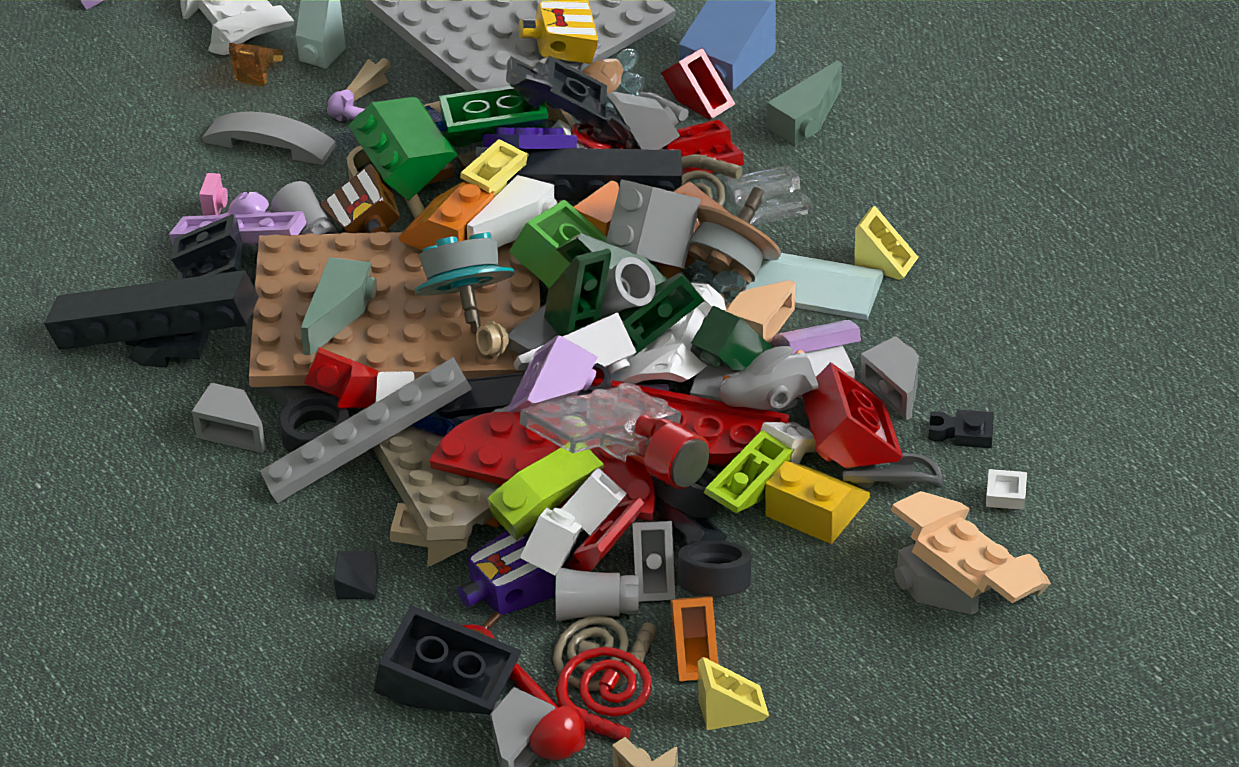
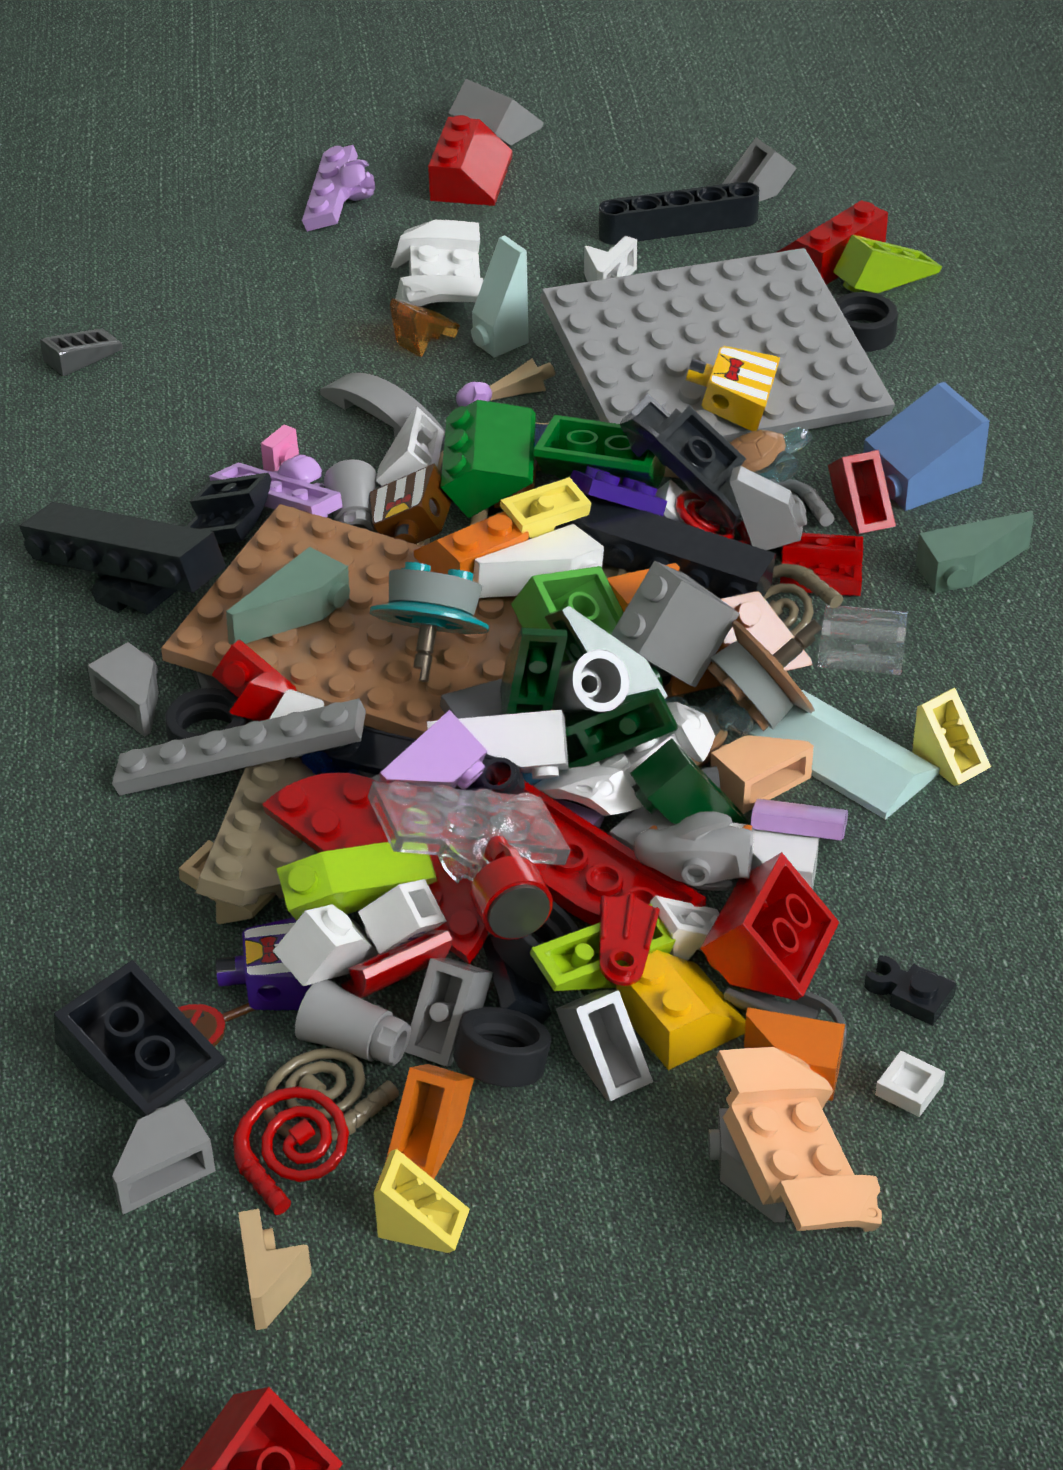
camera: 25 degrees right, 0 degrees up
(326, 164) = (413, 448): none -> white slope
(356, 575) = (130, 904): black slope -> none
(492, 339) = (425, 694): tan plate -> none
(558, 732) = (205, 1171): red piece -> none
(762, 458) = (625, 935): none -> red piece
(781, 538) = (605, 1043): none -> light grey slope
(892, 374) = (866, 894): light grey slope -> none
(896, 486) = (812, 1040): none -> orange slope

